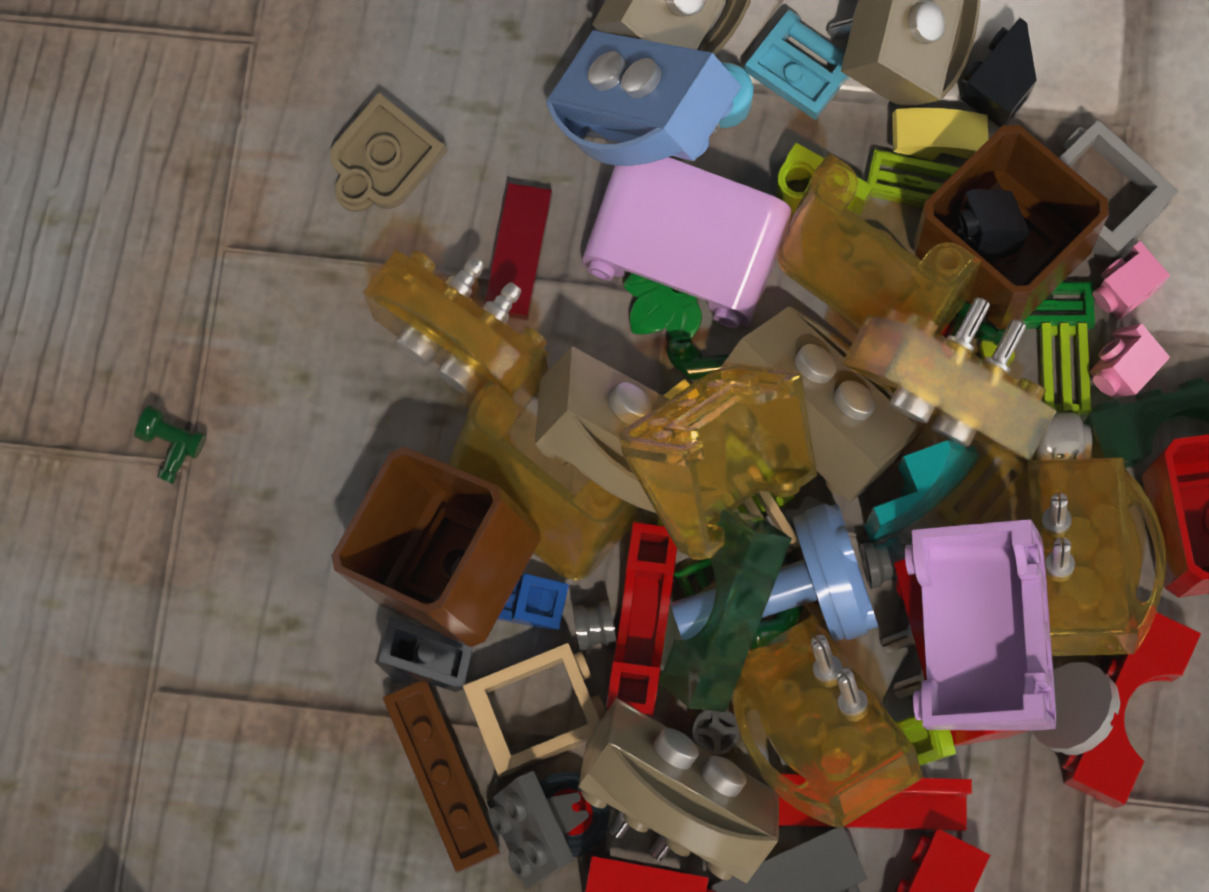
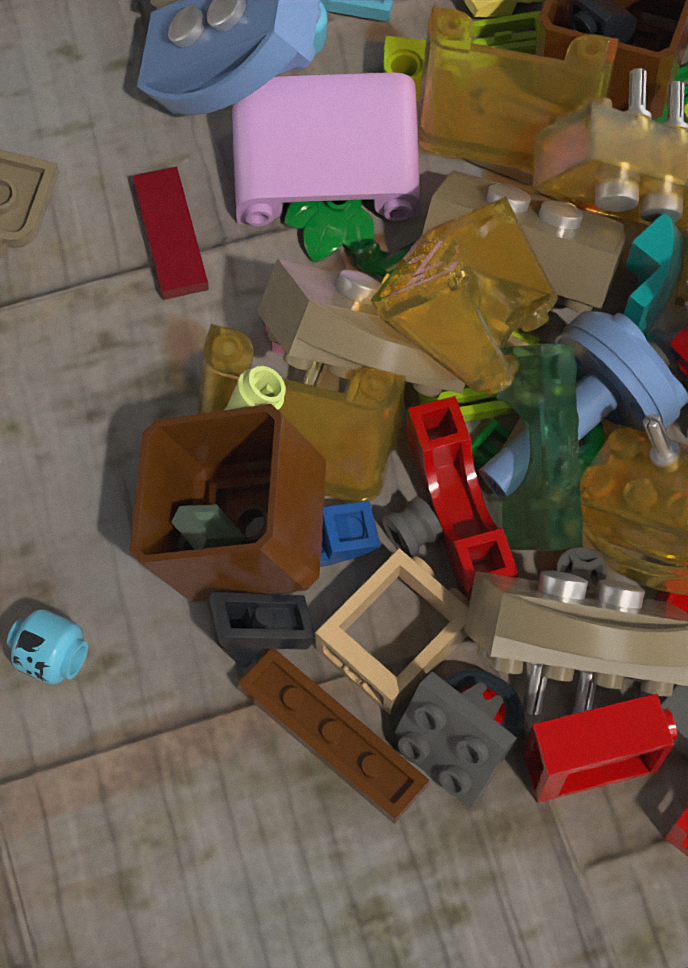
camera: 30 degrees left, 10 degrees down
(242, 595) = (47, 647): none -> medium azure head
(413, 556) = (205, 528): none -> sand green tile
(447, 327) = (142, 310): clear yellow piece -> none
(496, 463) = (258, 387): none -> yellowish green cone

